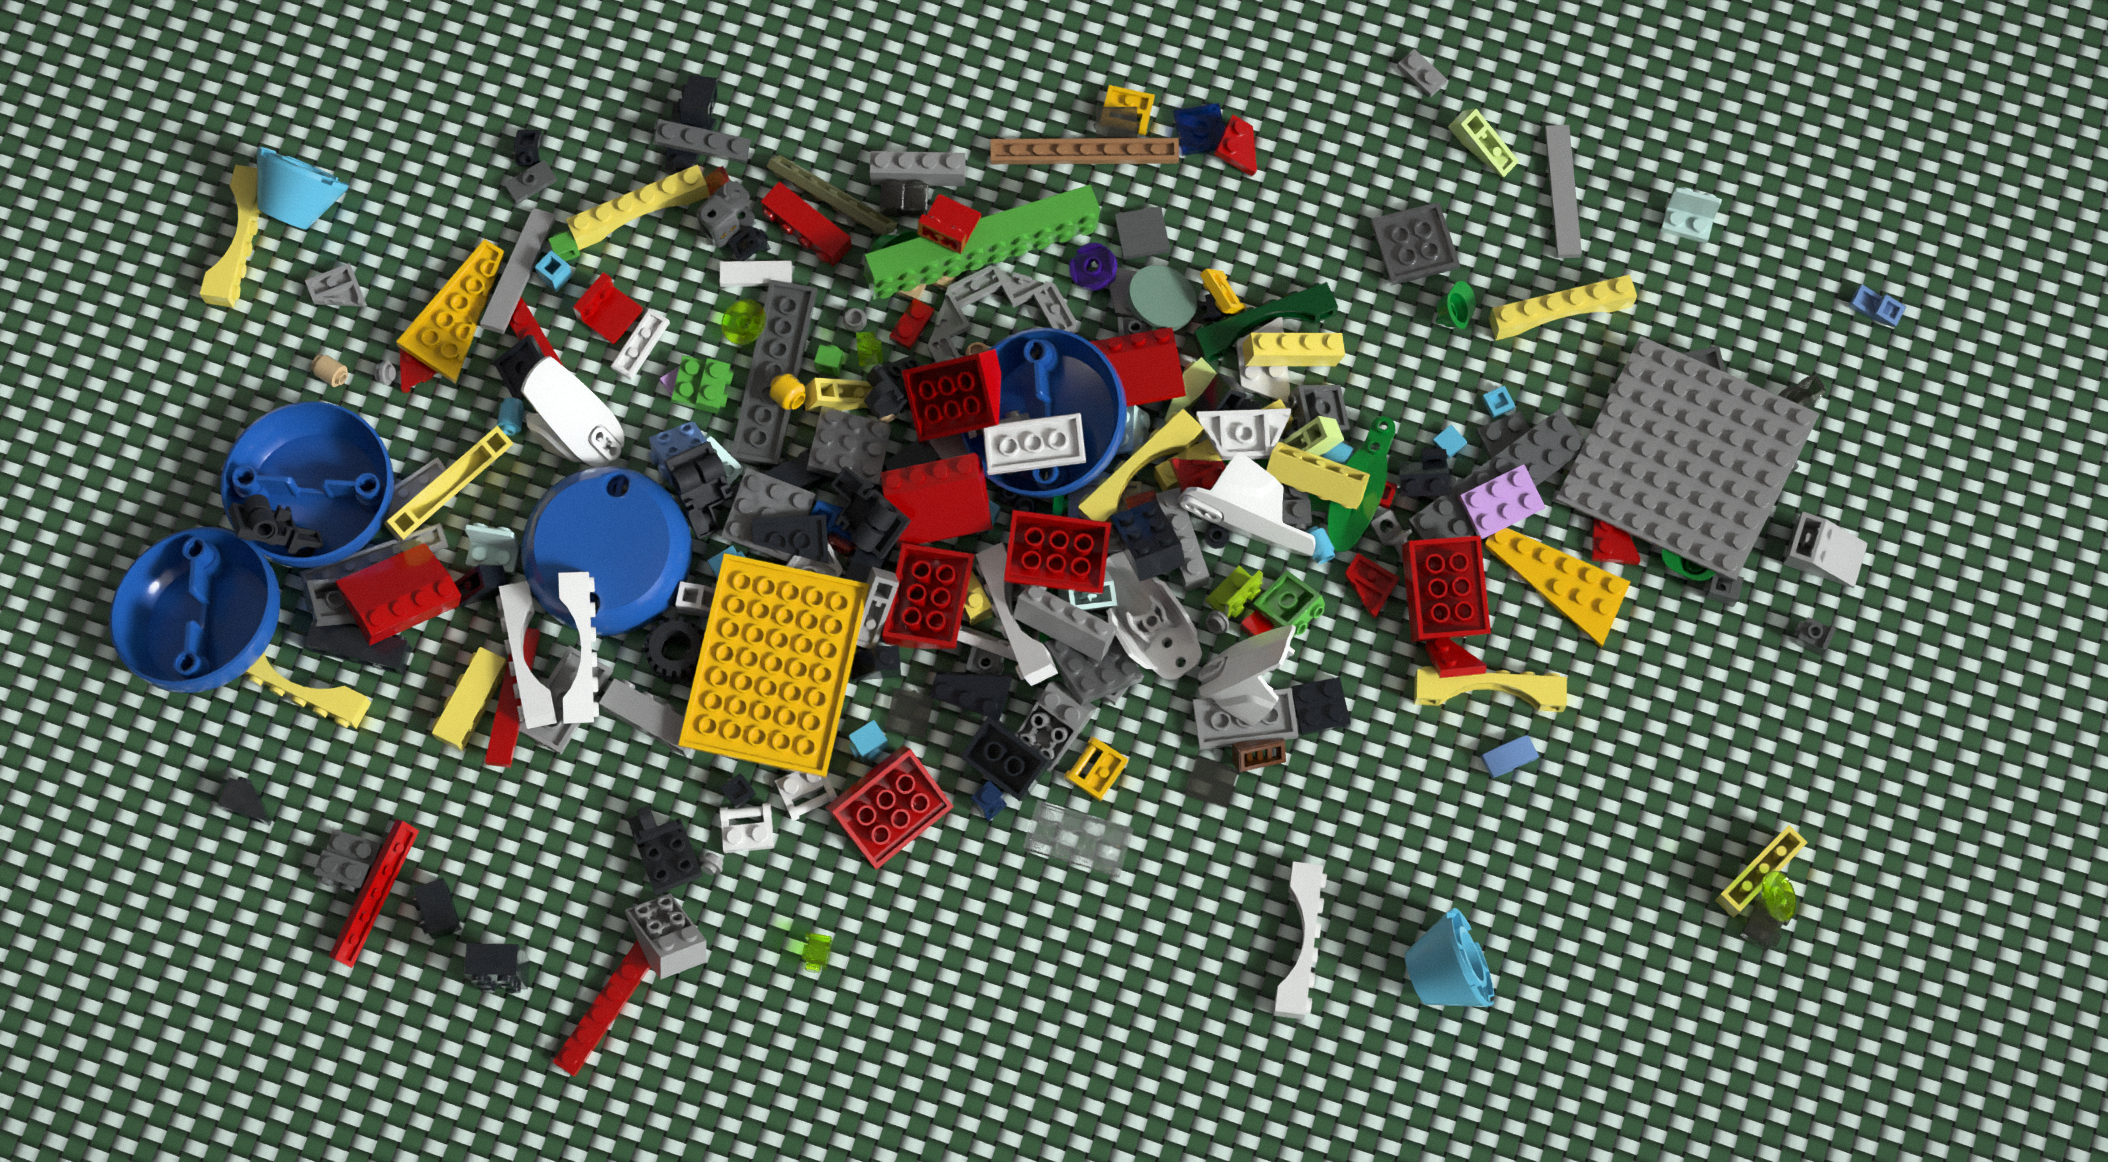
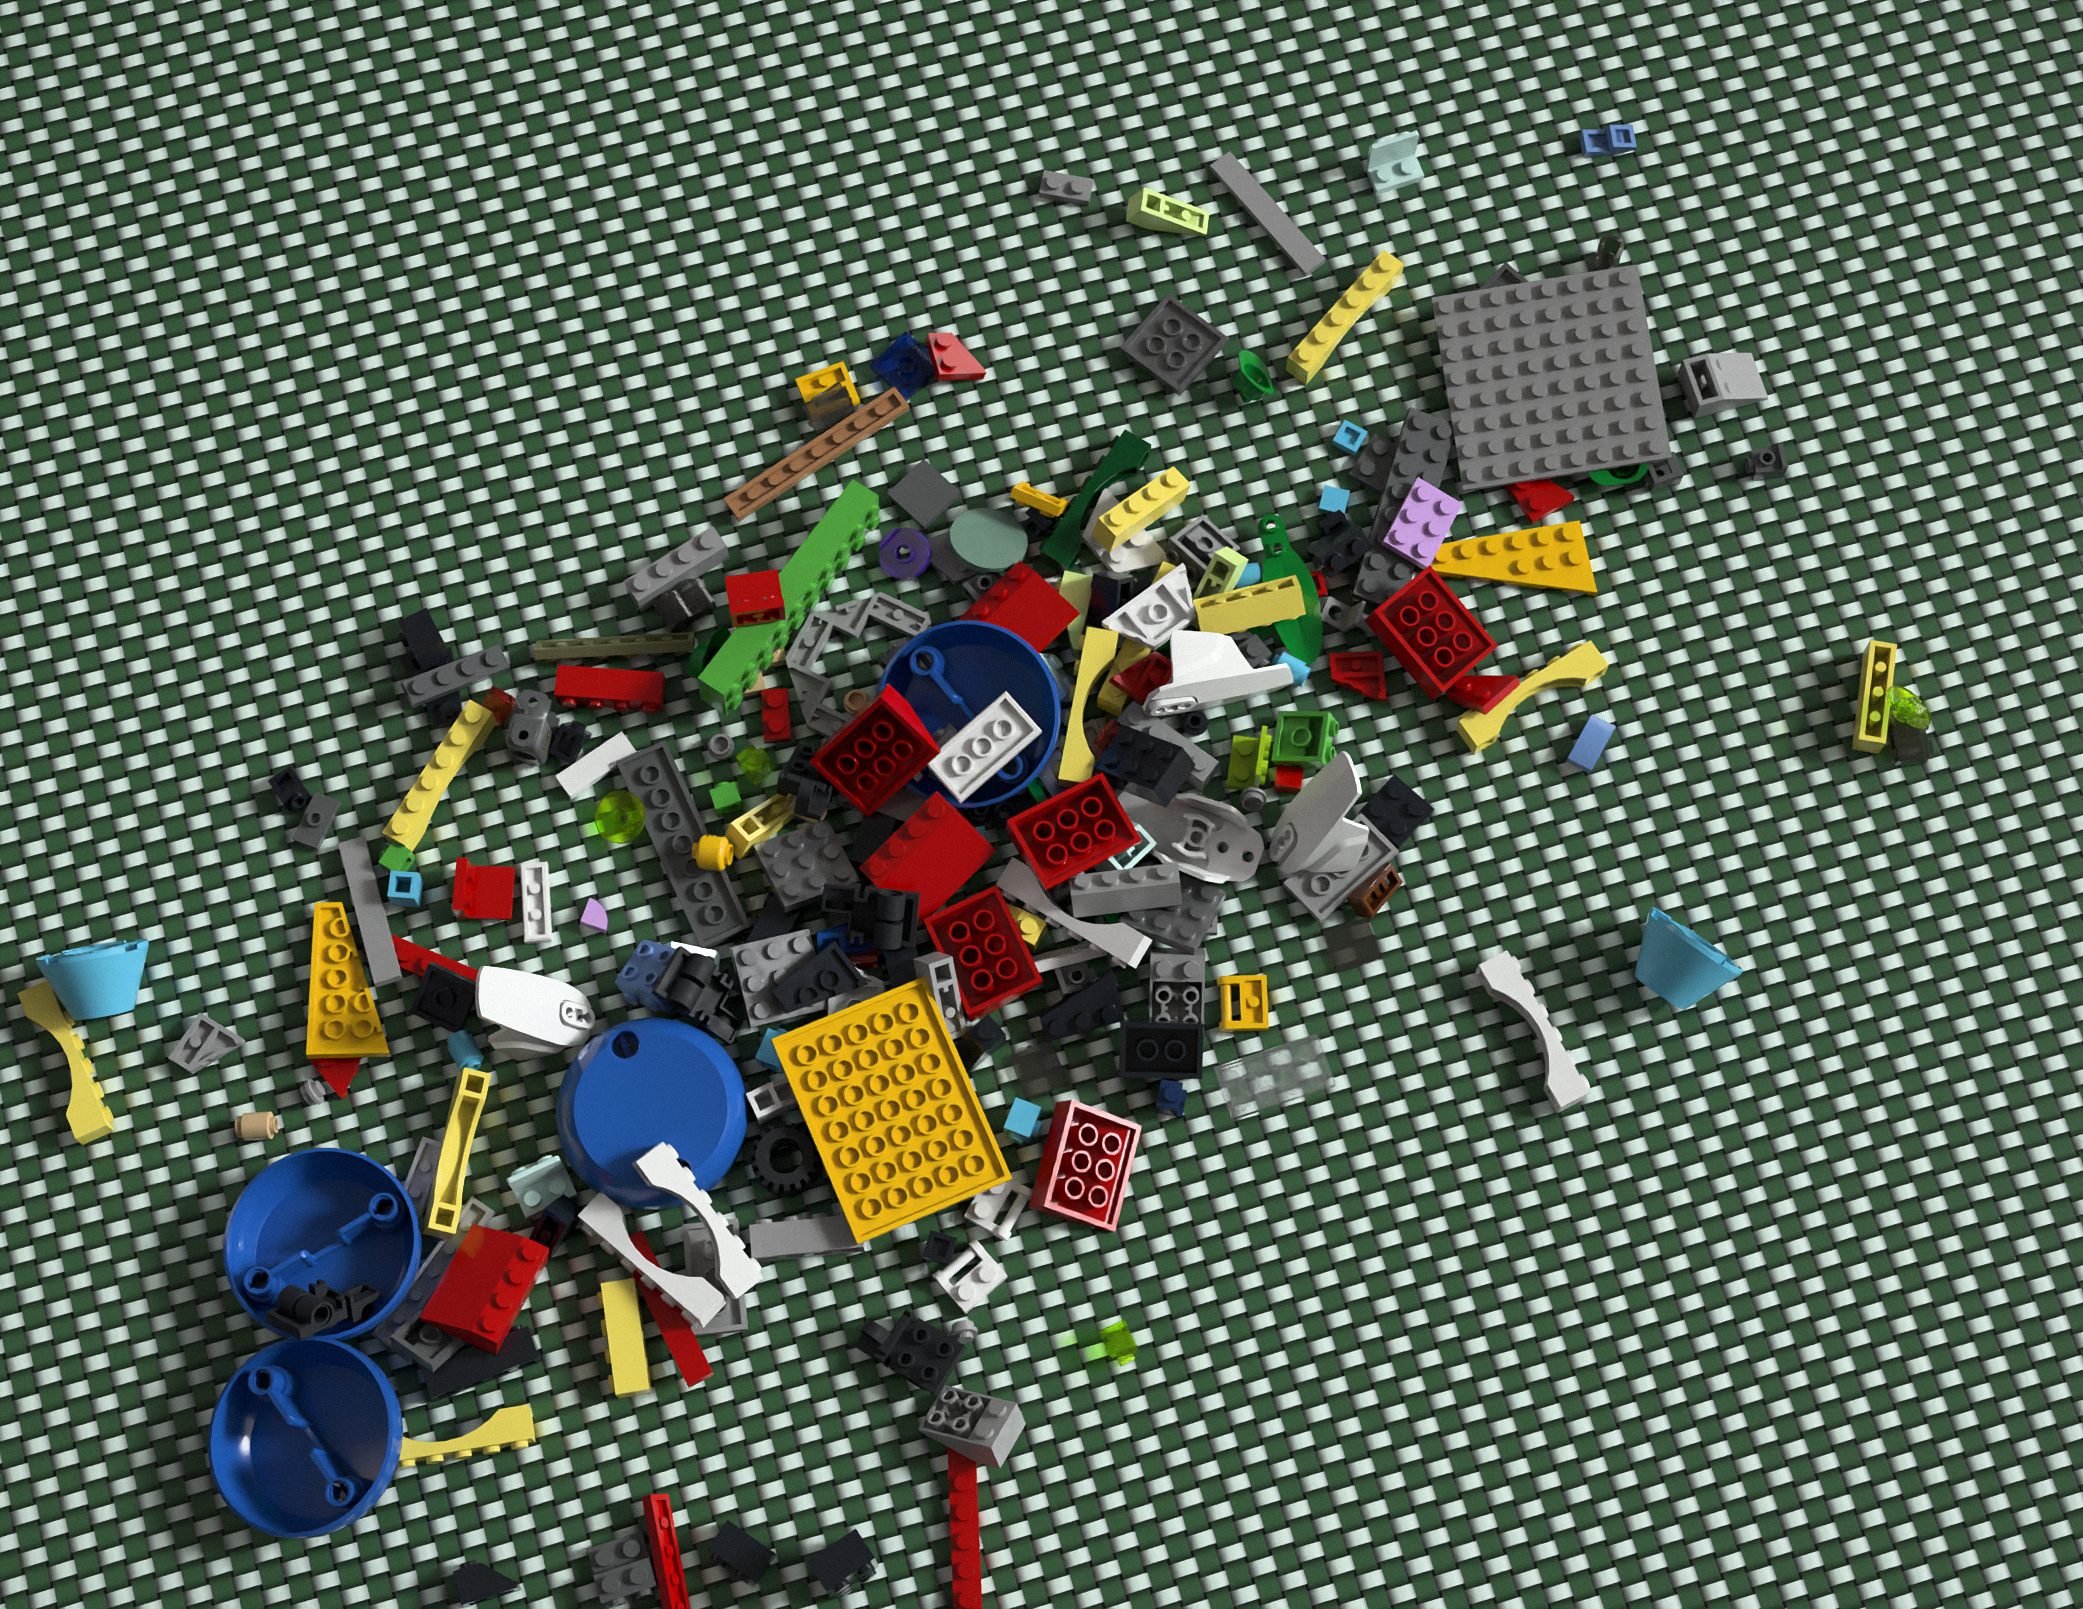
camera: 35 degrees left, 0 degrees up
(702, 384) = (624, 899): bright green plate -> none

